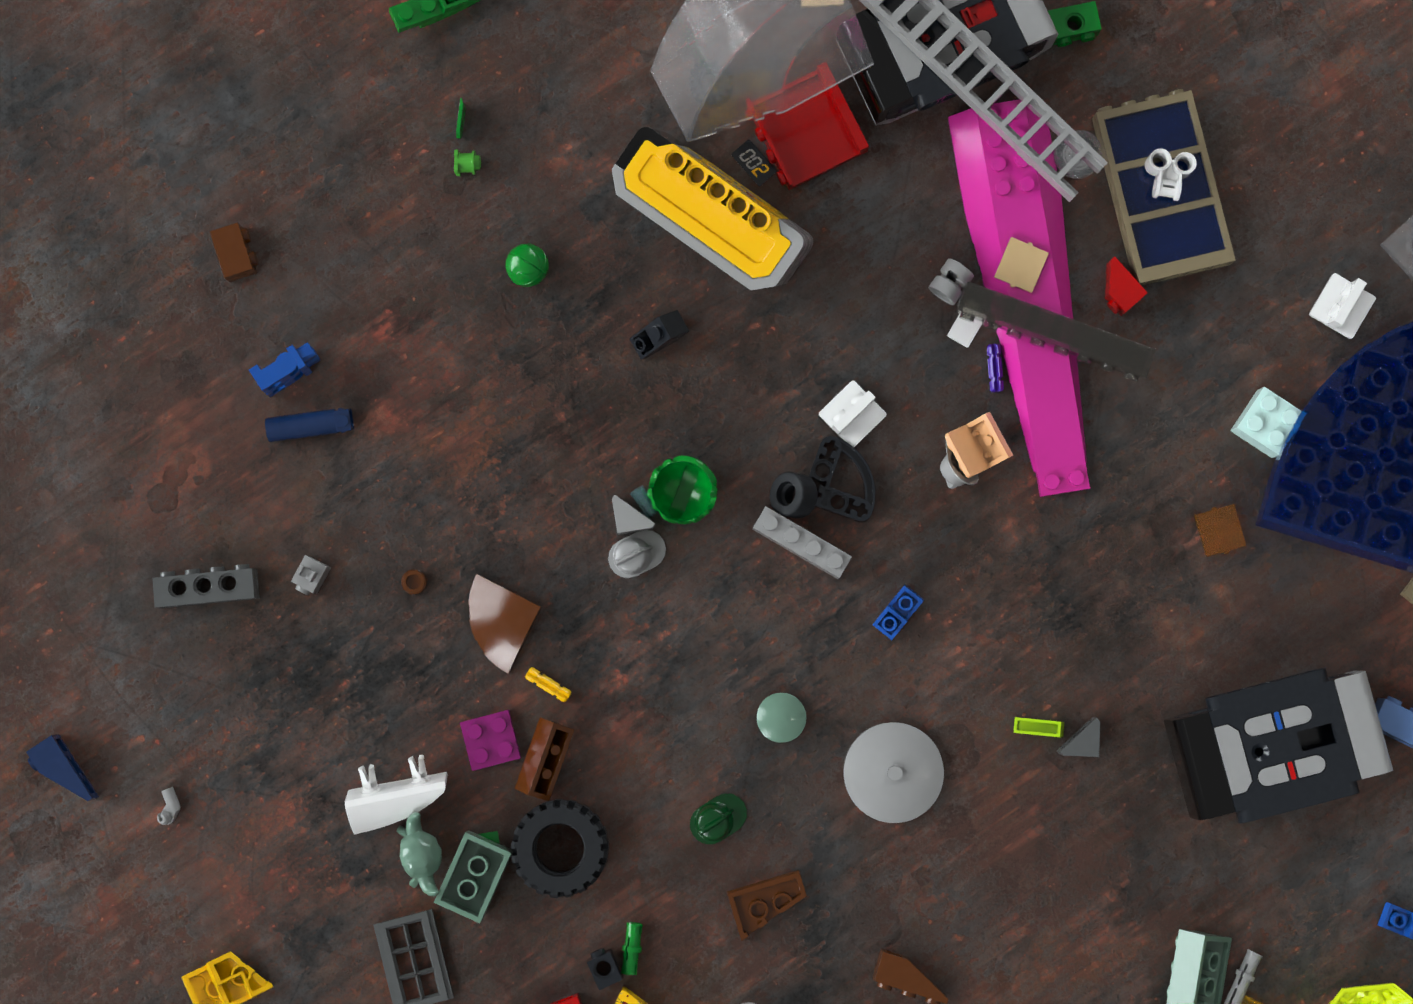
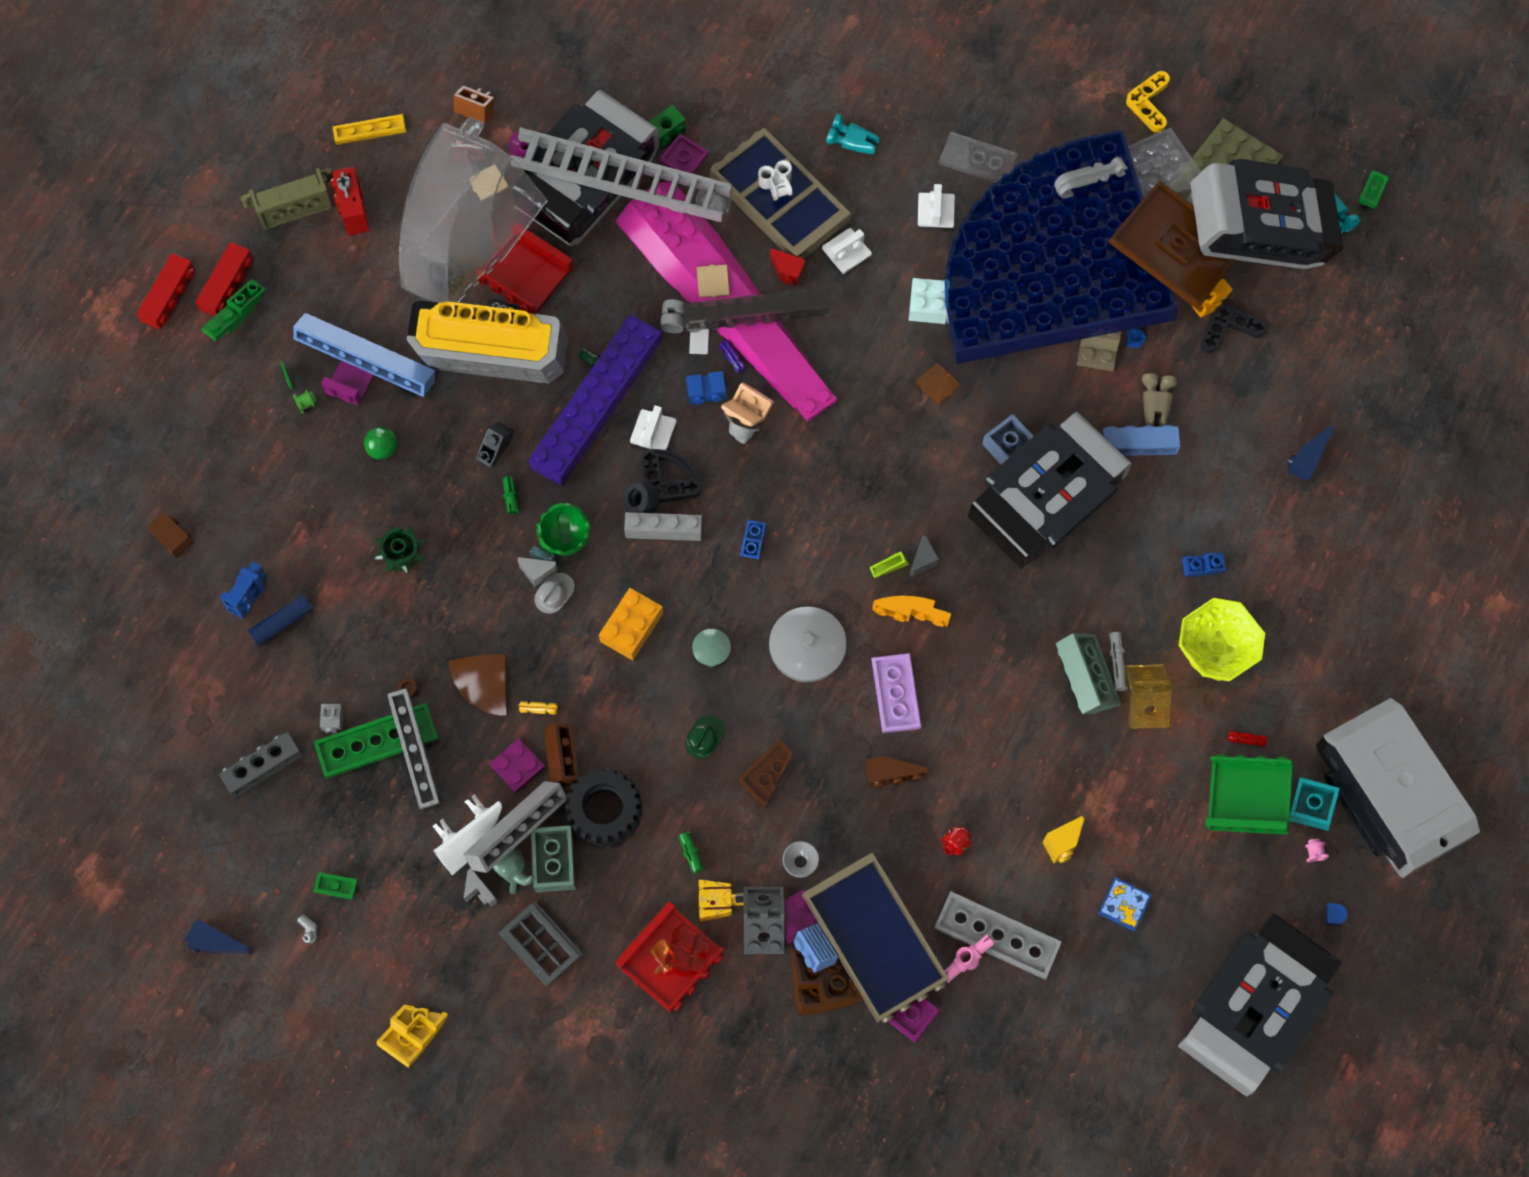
camera: 30 degrees left, 15 degrees down
(221, 774) = (335, 886): none -> green plate
(338, 612) = (370, 753): none -> green plate
(375, 857) = (475, 886): none -> light grey slope
(381, 667) = (413, 749): none -> light grey brick
(447, 824) = (515, 826): none -> light grey brick
(475, 400) = (403, 559): none -> dark green brick
(528, 166) = (348, 383): none -> magenta bracket
(561, 138) = (364, 354): none -> medium blue brick
(604, 979) = (682, 883): black brick -> none
(646, 407) = (510, 495): none -> green axle
(703, 642) = (631, 624): none -> light orange brick
(806, 340) = (595, 400): none -> dark purple brick
(827, 283) = (589, 356): none -> dark green pin
(942, 394) = (706, 388): none -> blue brick
(963, 885) = (896, 693): none -> lavender tile
(1027, 791) = (904, 606): none -> light orange slope
(1074, 75) = (684, 155): none -> magenta plate
(1205, 302) = (847, 250): none -> white bracket
(1264, 655) = (1006, 439): none -> sand blue brick
(1296, 158) = (855, 137): none -> teal piece

